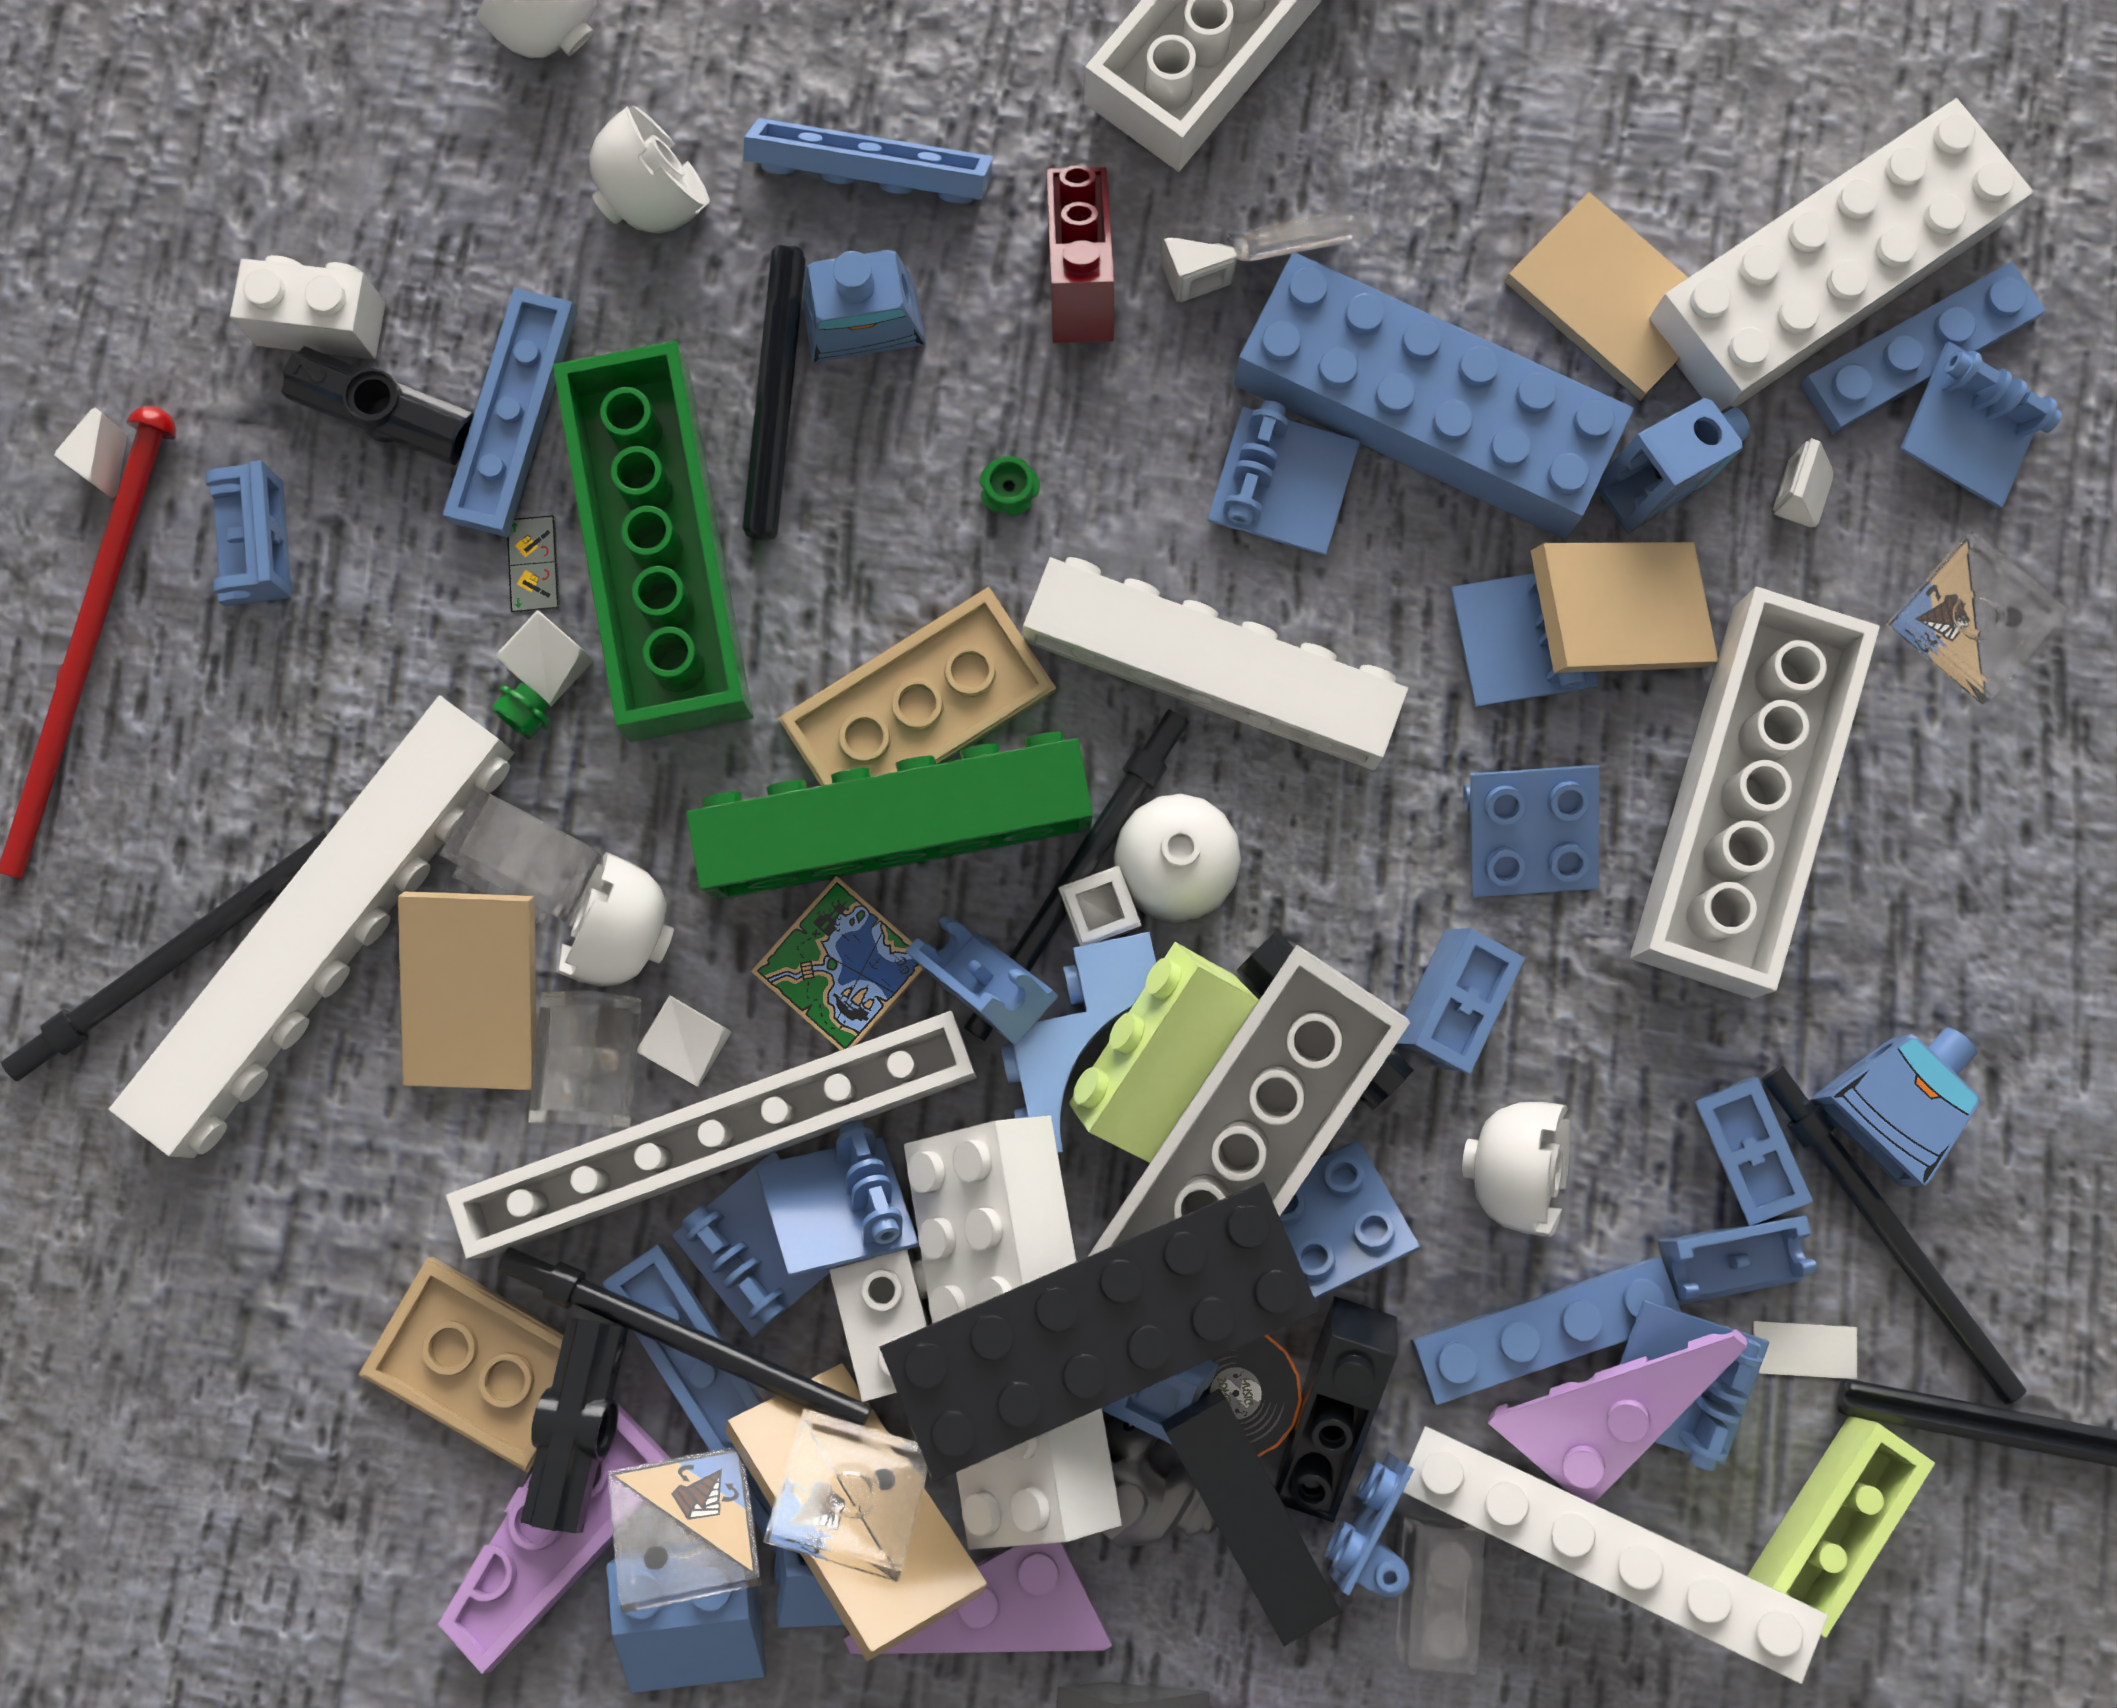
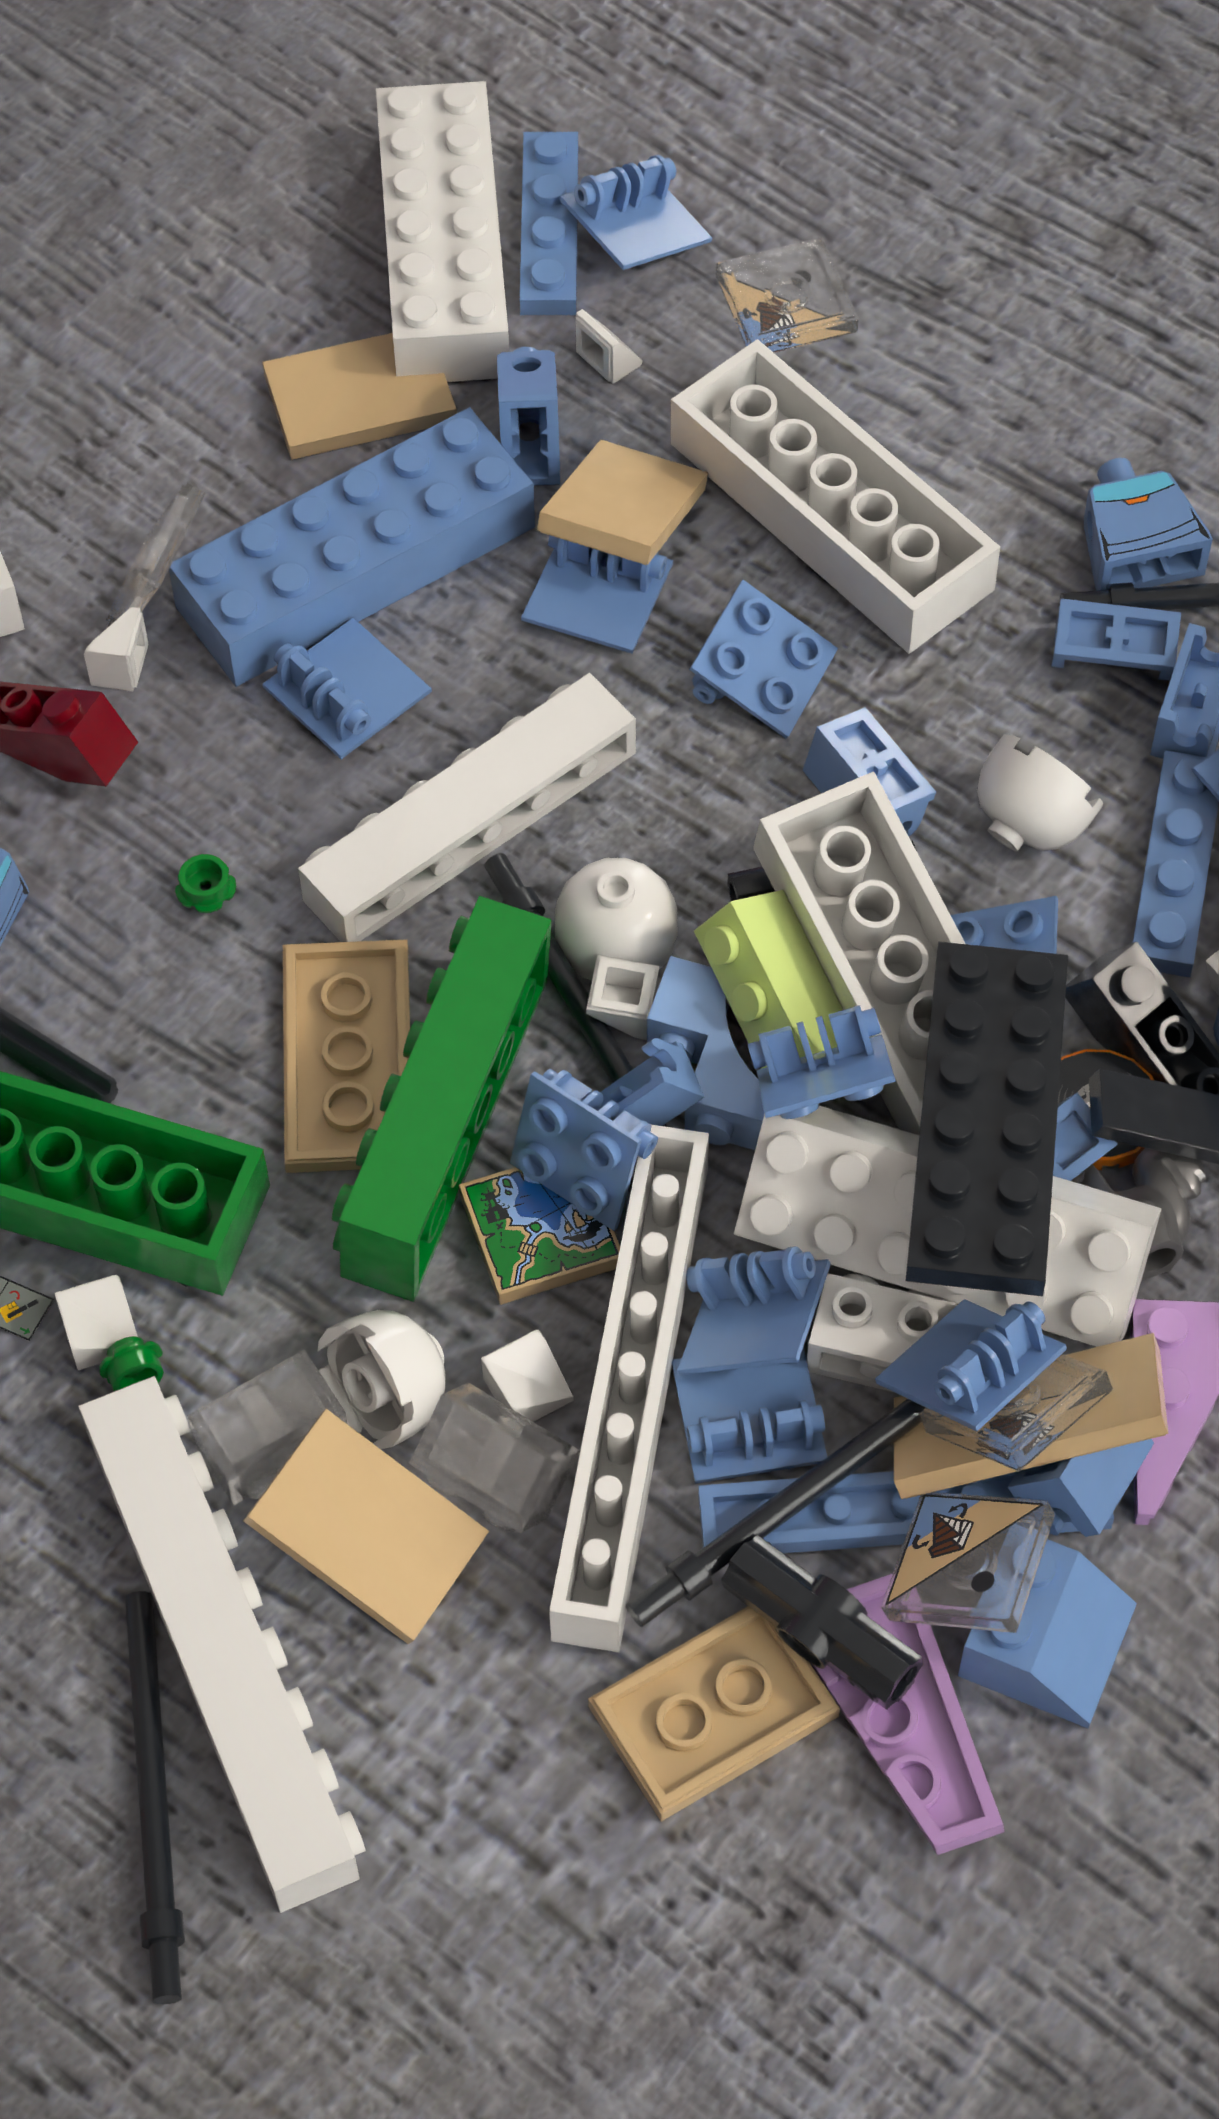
camera: 60 degrees left, 20 degrees down
(852, 1440) = (974, 1362): none -> medium blue hinge
(890, 936) = (577, 1147): none -> medium blue hinge
(1063, 1150) = (797, 1085): none -> medium blue hinge

